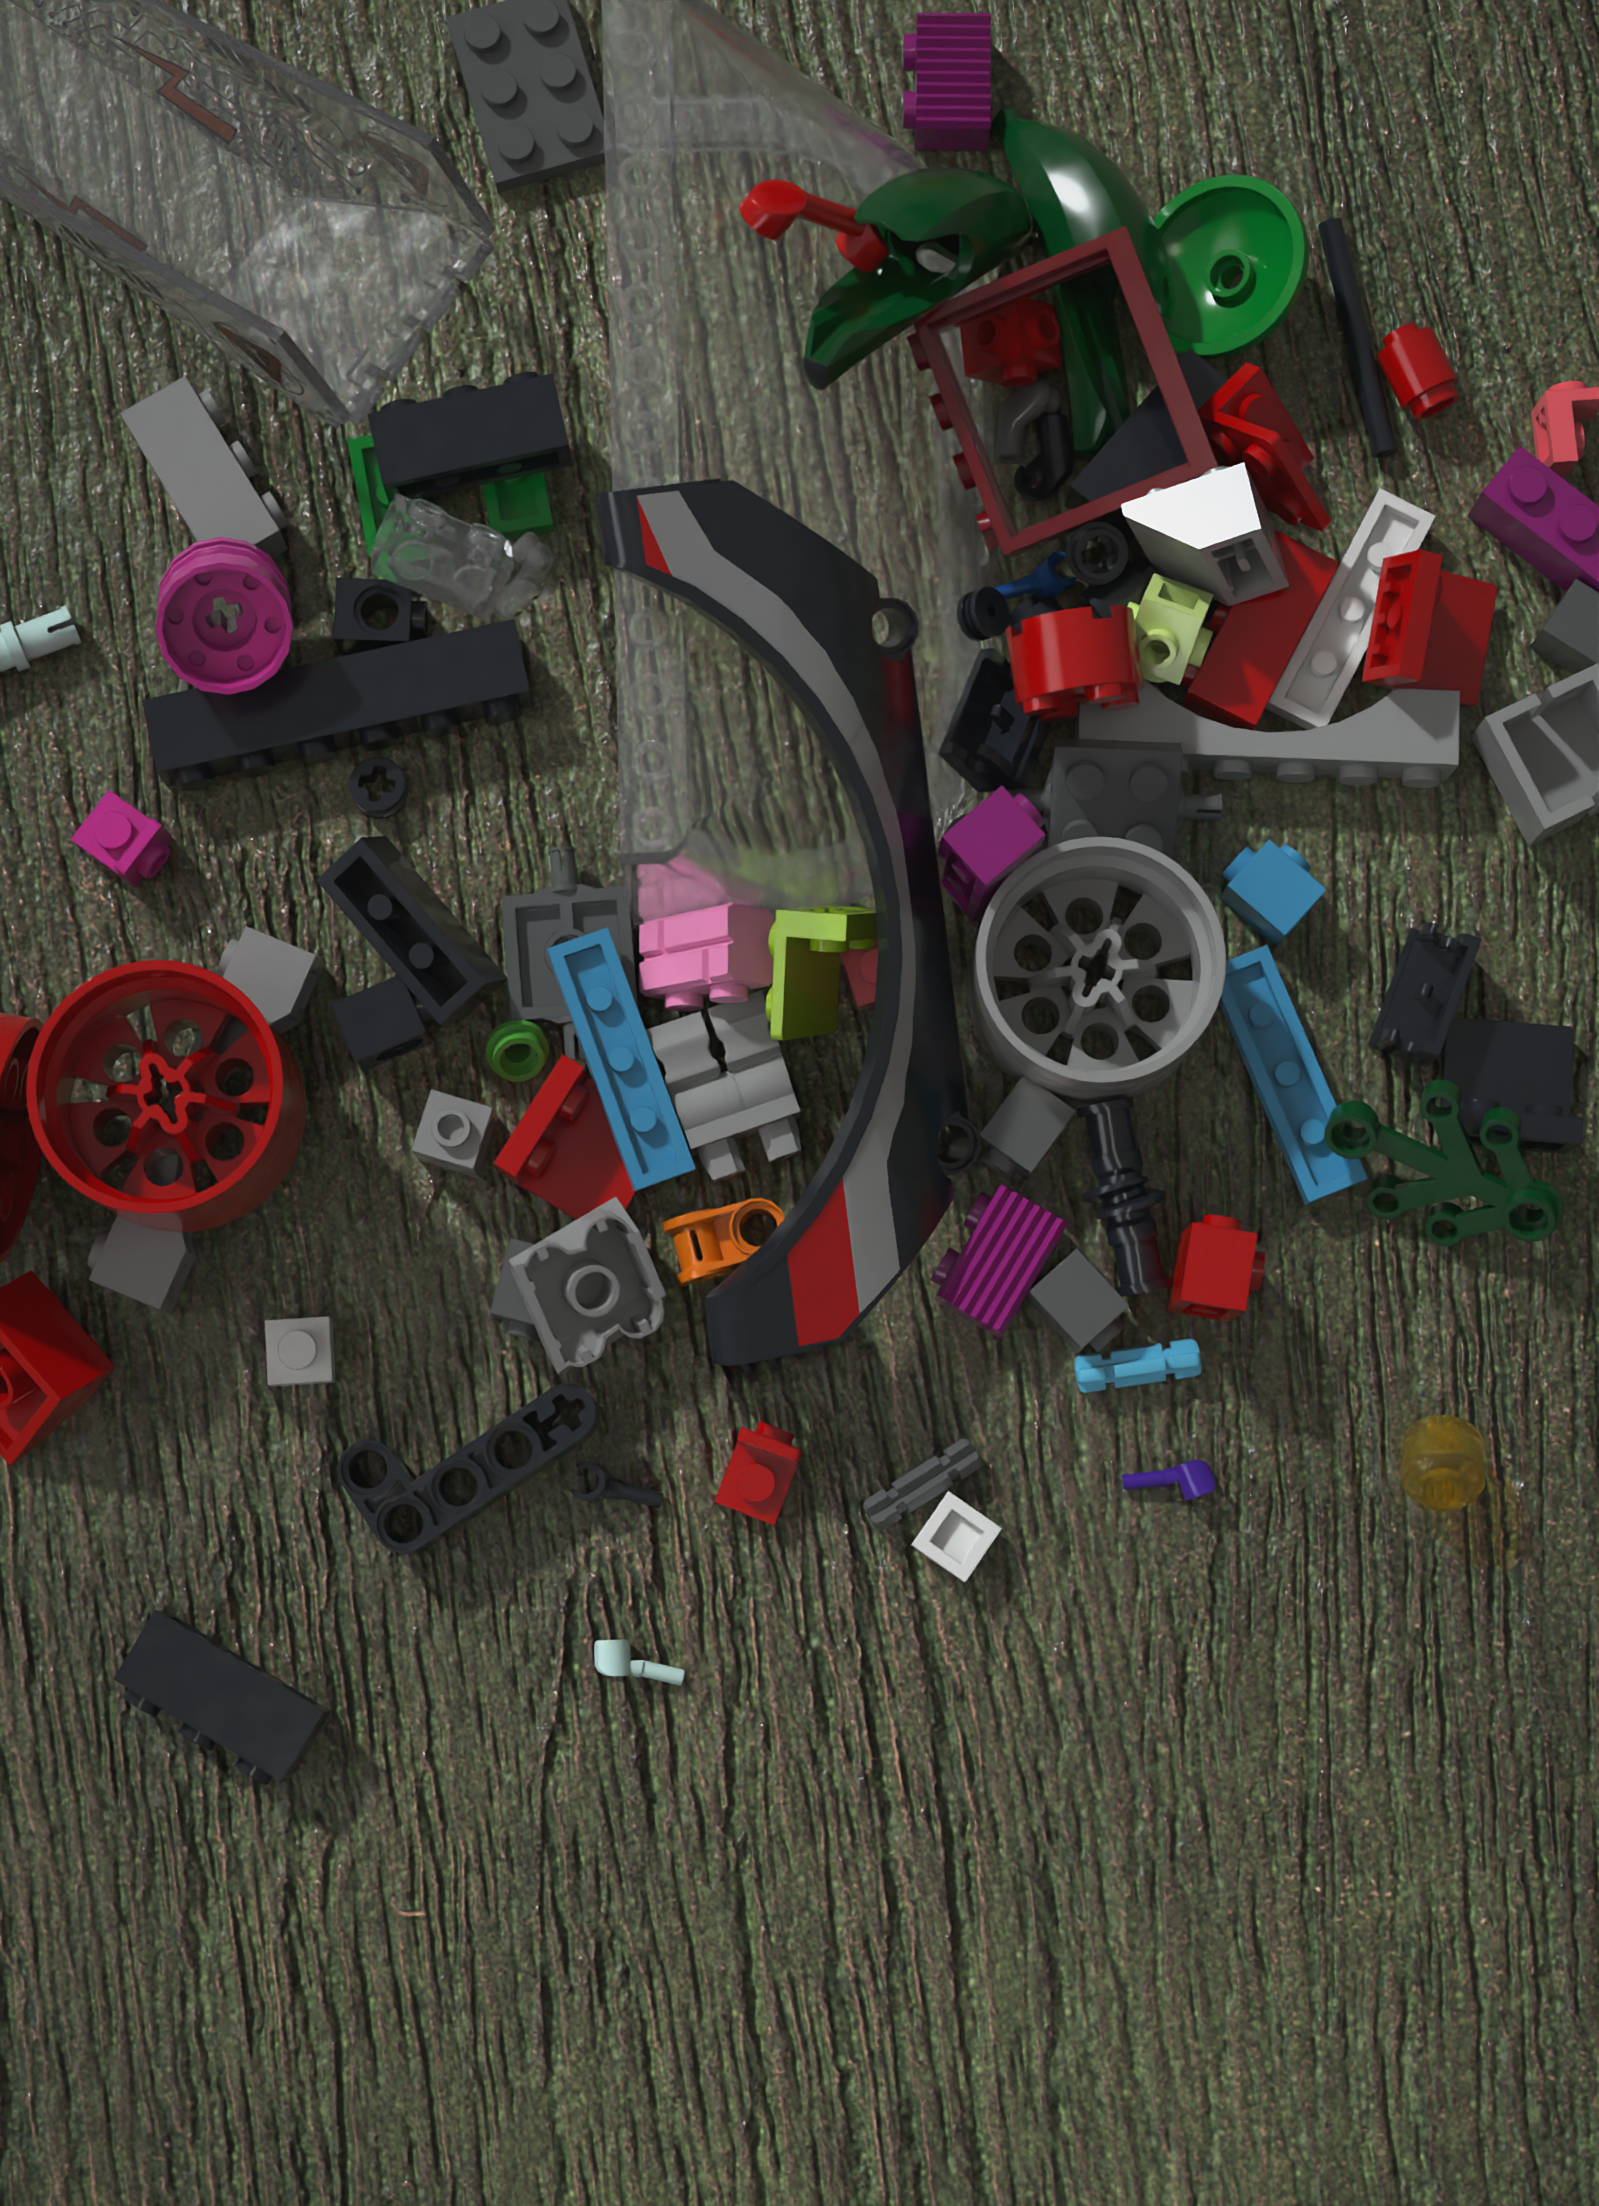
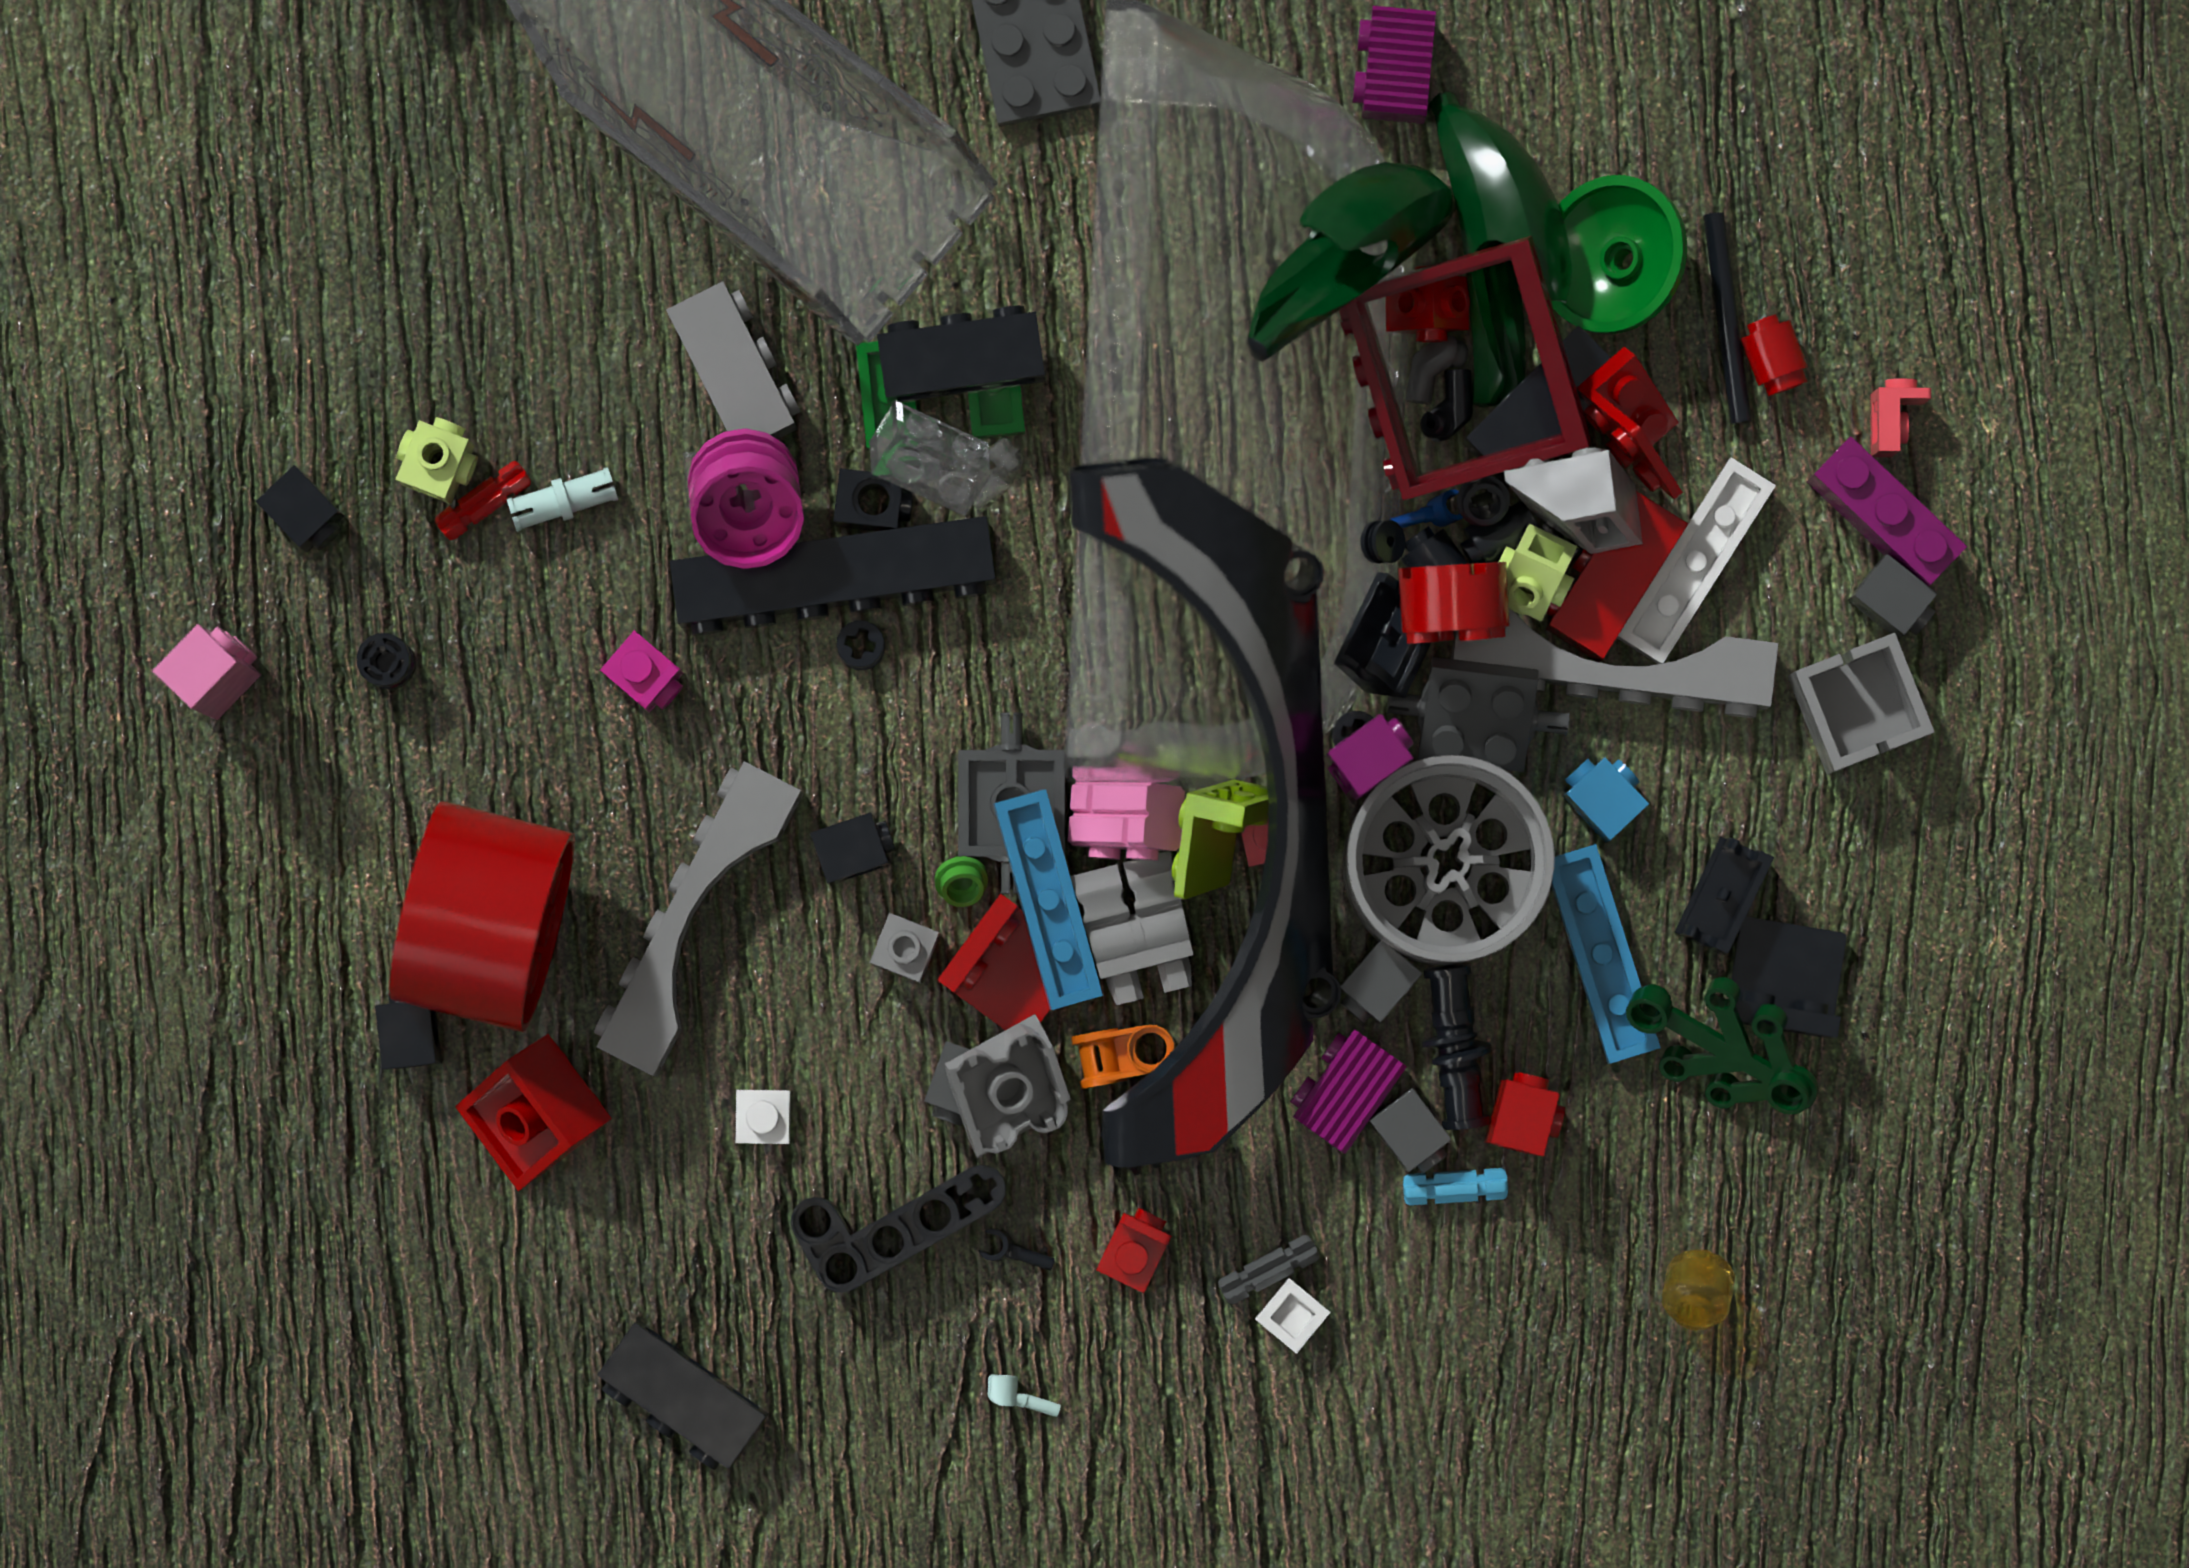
camera: 10 degrees right, 5 degrees up
(93, 1031) = (608, 862): red wheel -> none
(412, 929) = (882, 773): black brick -> none
(777, 203) = (1238, 209): red bar -> none
(1193, 1477) = (1493, 1282): dark purple hand -> none
(1429, 627) = (1760, 586): red bracket -> none

